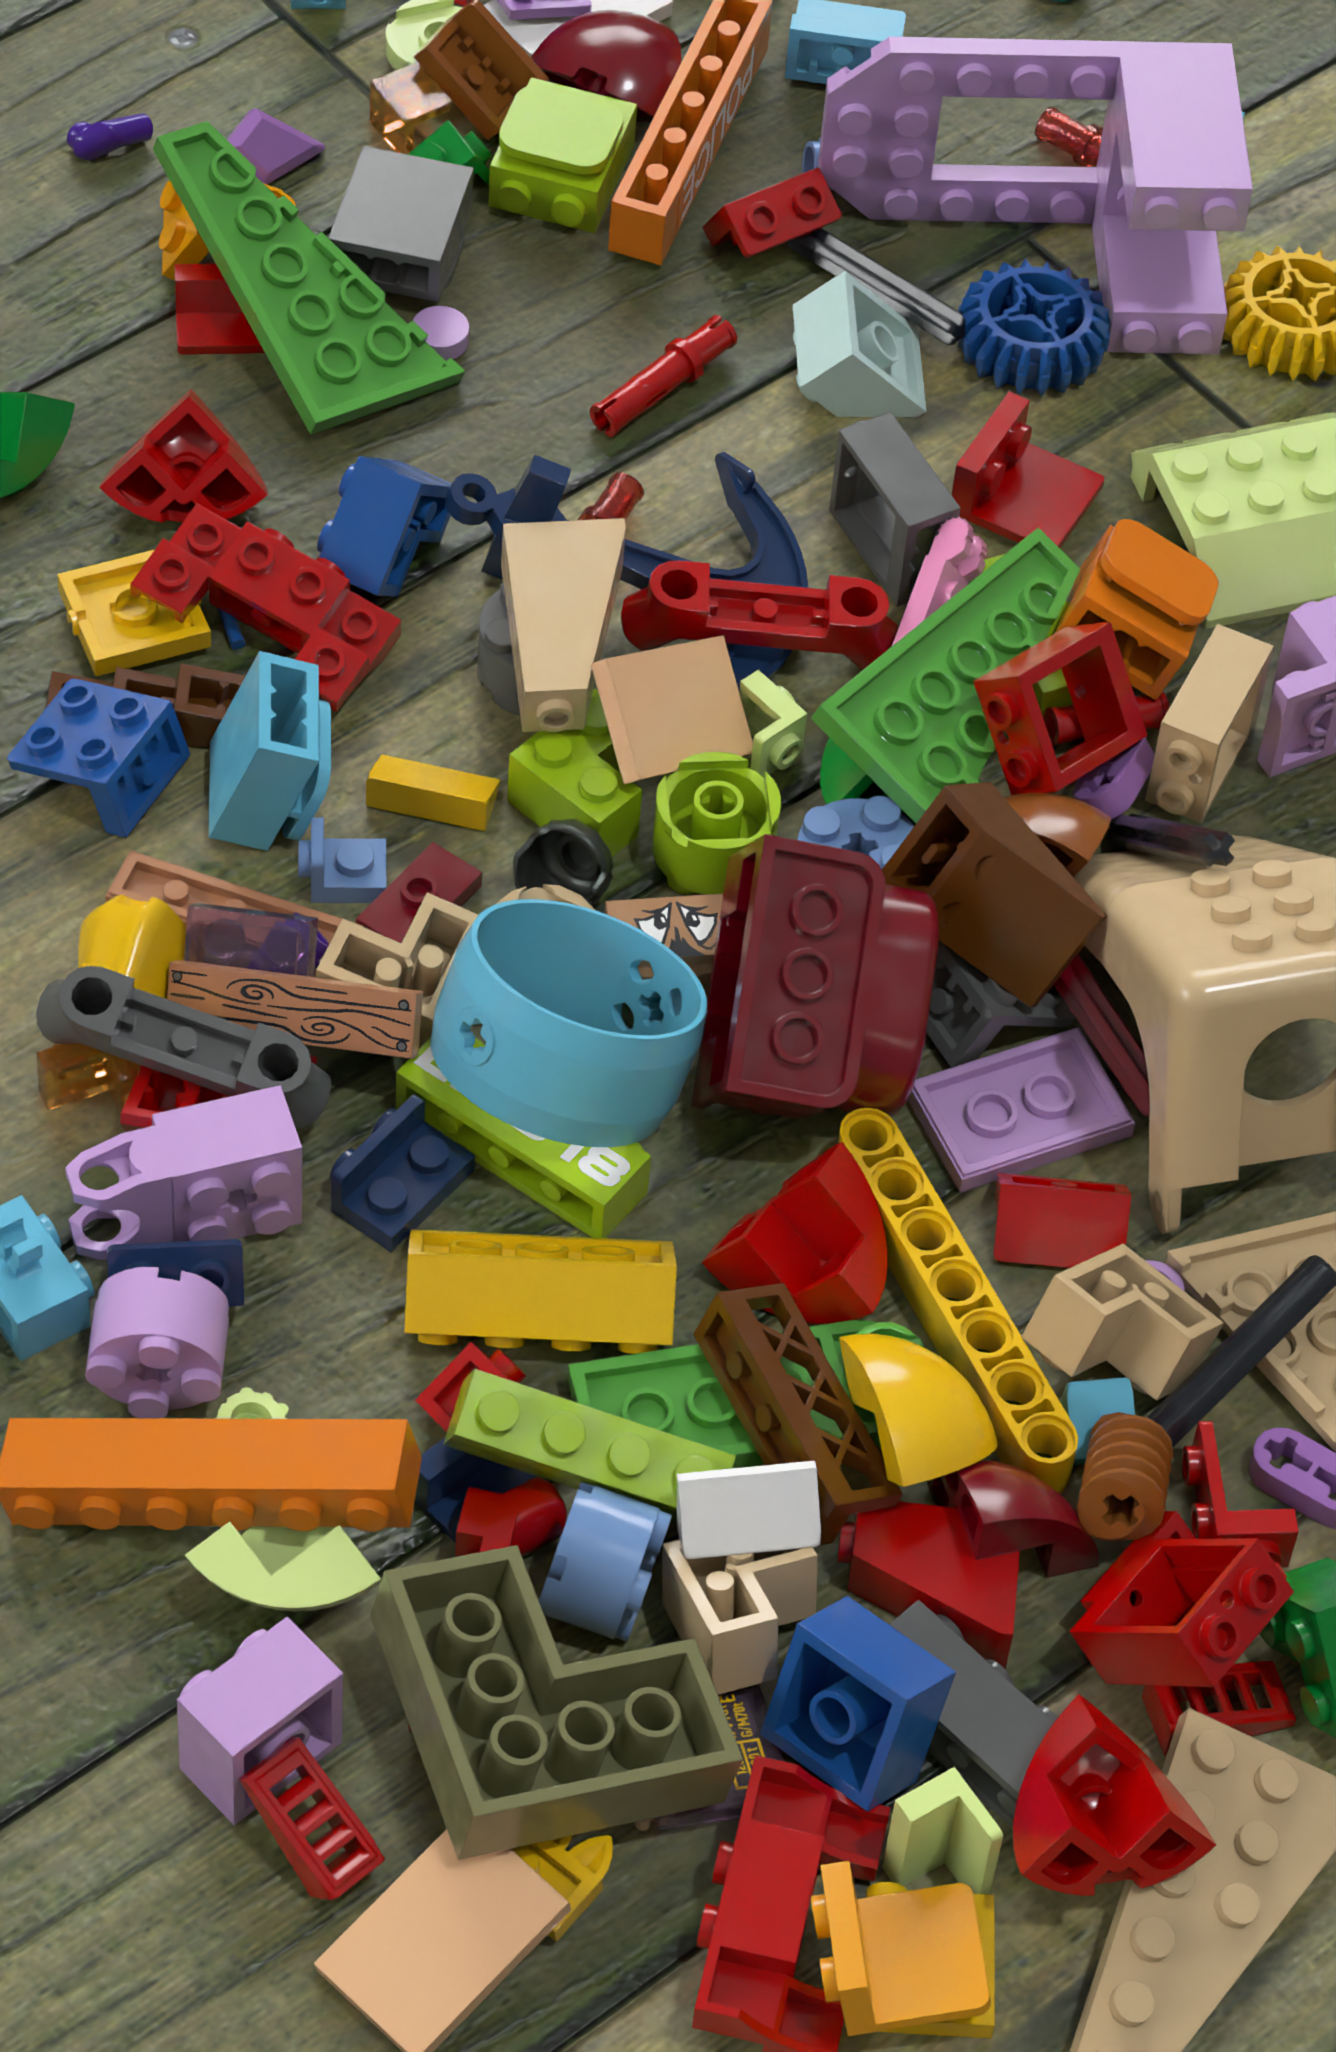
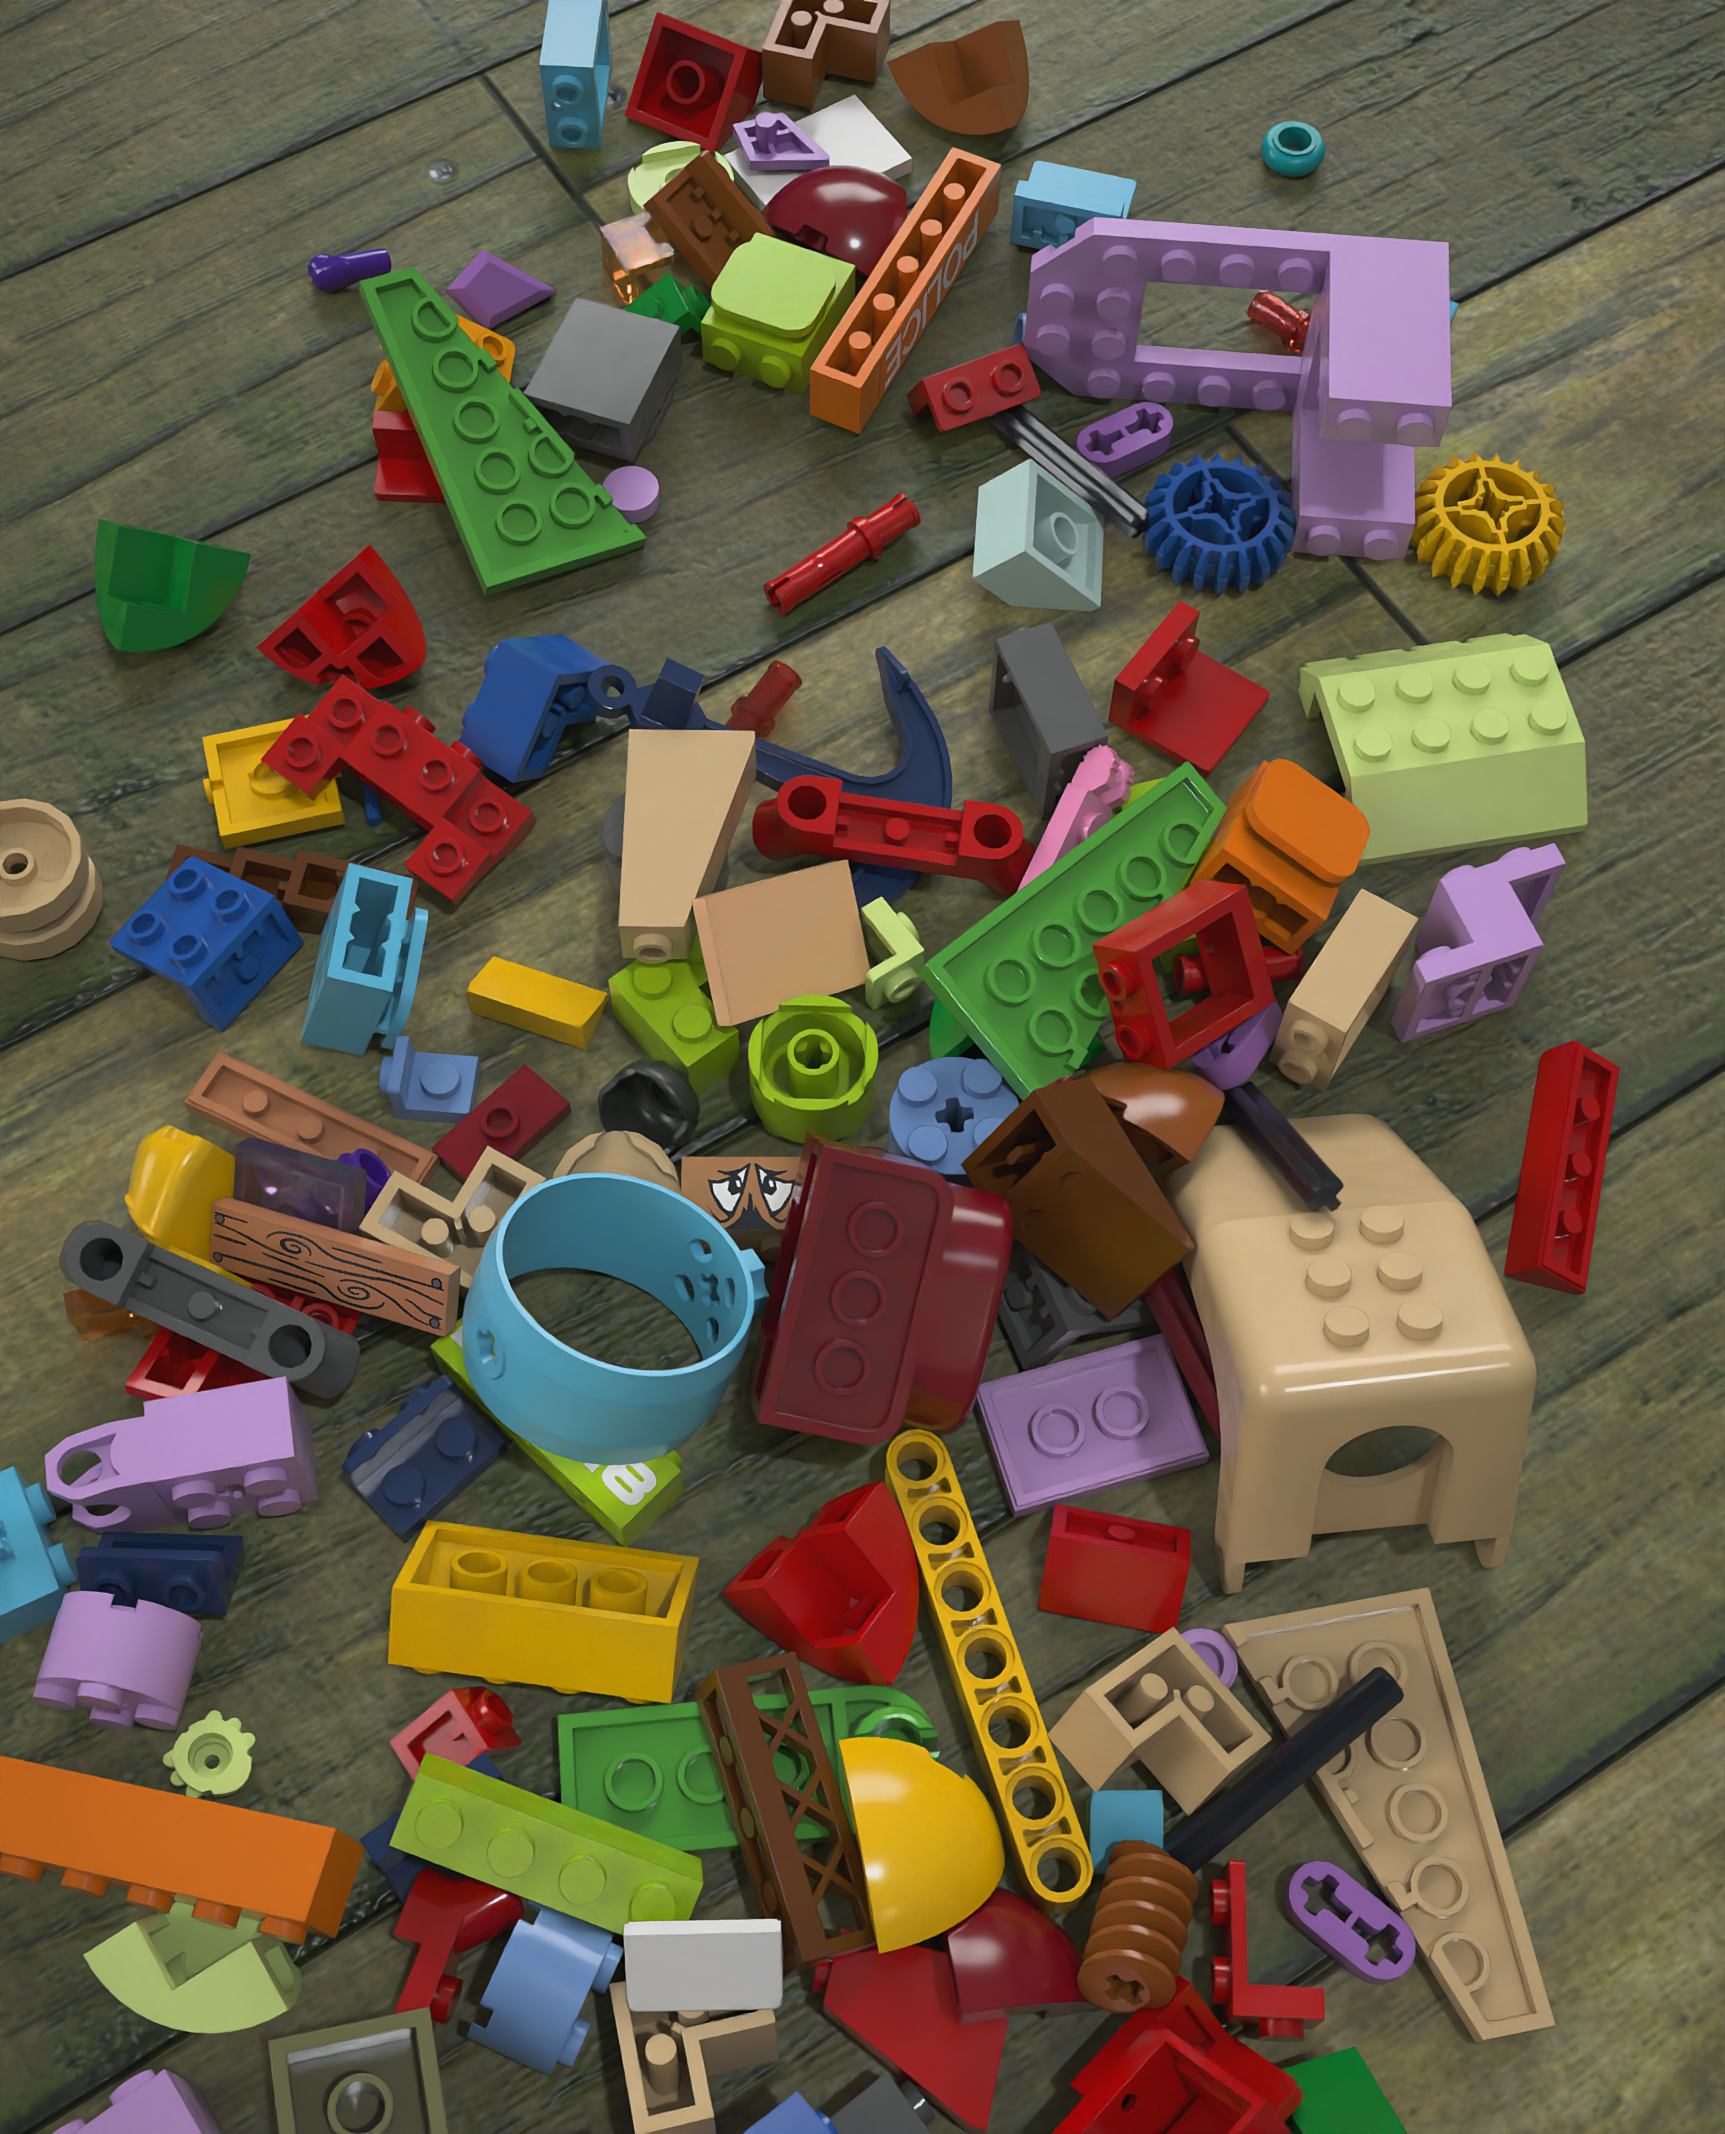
camera: 10 degrees right, 10 degrees up
(923, 253) = (1126, 444): none -> medium lavender beam

